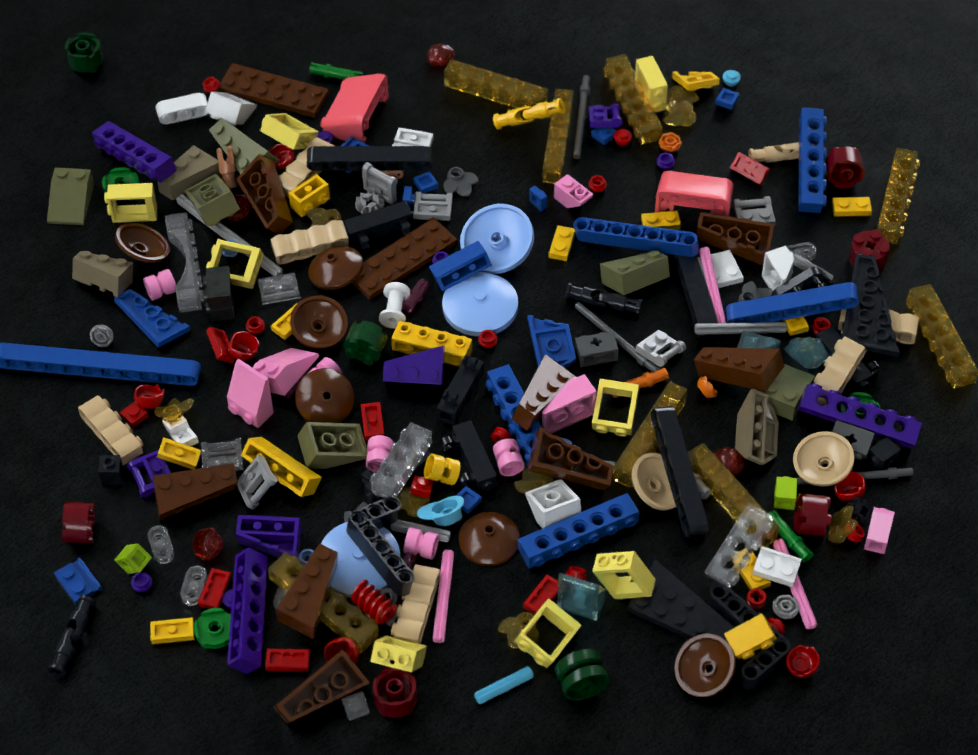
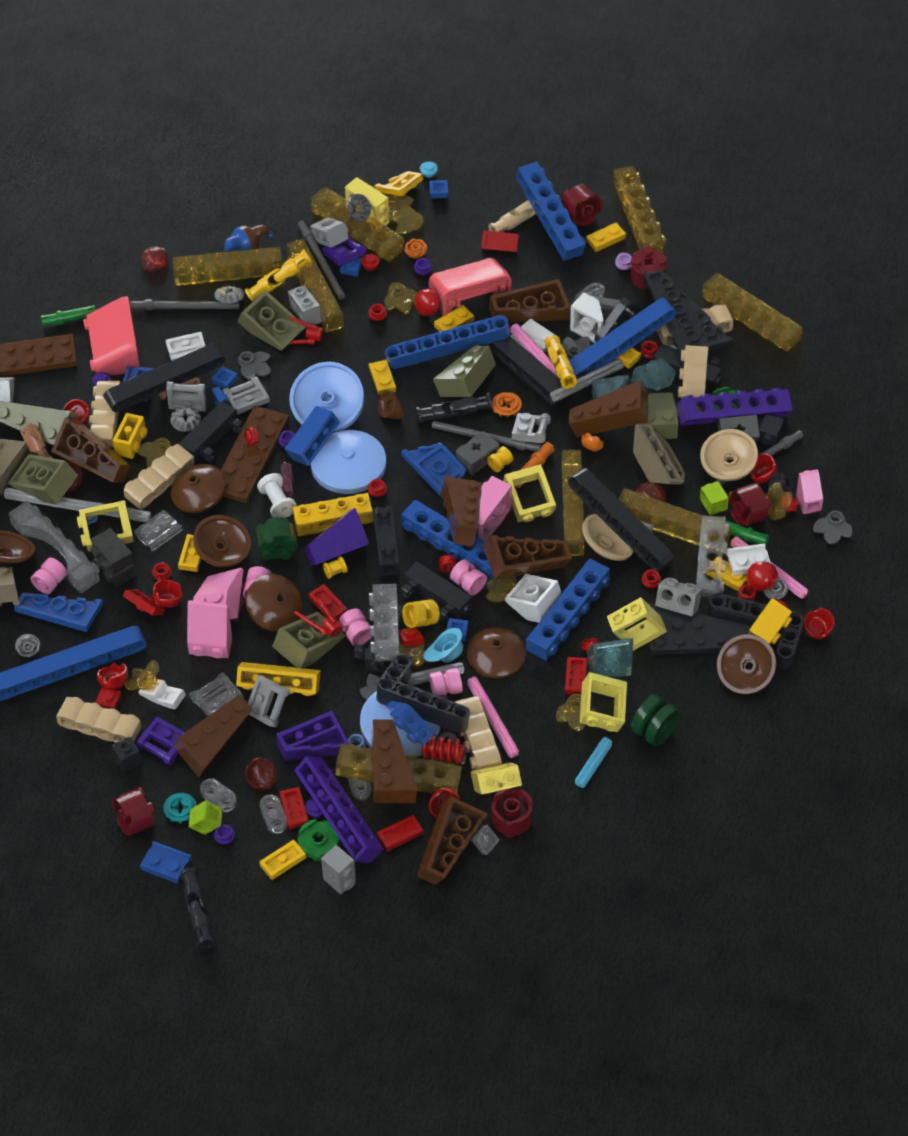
camera: 30 degrees left, 0 degrees up
(121, 532) = (173, 803): none -> teal gear
(178, 453) = (178, 711): yellow plate -> none
(207, 665) = (338, 869): none -> light grey brick
(288, 130) = (68, 386): light yellow window -> none
(349, 559) = (410, 722): none -> blue plate
(356, 441) = (330, 624): none -> red plant
(400, 392) = (335, 567): none -> yellow bush
(407, 242) = (251, 436): none -> red plate
(409, 92) = (149, 304): none -> dark grey bar
(480, 112) = (229, 294): none -> light grey gear
(497, 150) = (270, 321): none -> olive slope
(526, 70) = (246, 238): none -> piece
(528, 177) = (312, 332): none -> red plant
(535, 150) = (304, 305): none -> light grey brick
(538, 198) = (335, 347): blue plate -> none
(549, 271) = (390, 406): none -> reddish brown piece
(570, 192) = (363, 330): bright pink slope -> none
(602, 95) = (329, 232): none -> light grey brick
(612, 364) = (501, 458): none -> yellow wheel
(627, 182) = (401, 300): none -> clear yellow plate
(634, 88) = (364, 207): none -> dark grey gear
(643, 193) = (427, 302): none -> red hair
(661, 314) = (509, 399): none -> orange gear
(675, 535) = (651, 574): none -> red plate
(685, 569) = (678, 601): none -> light grey brick
(724, 300) = (560, 362): none -> yellow piece
(762, 214) = (536, 277): light grey plate -> none
(776, 588) = (761, 576): none -> red hair
(849, 234) = (623, 261): none -> lavender plate
(881, 578) = (833, 527): none -> dark grey plate

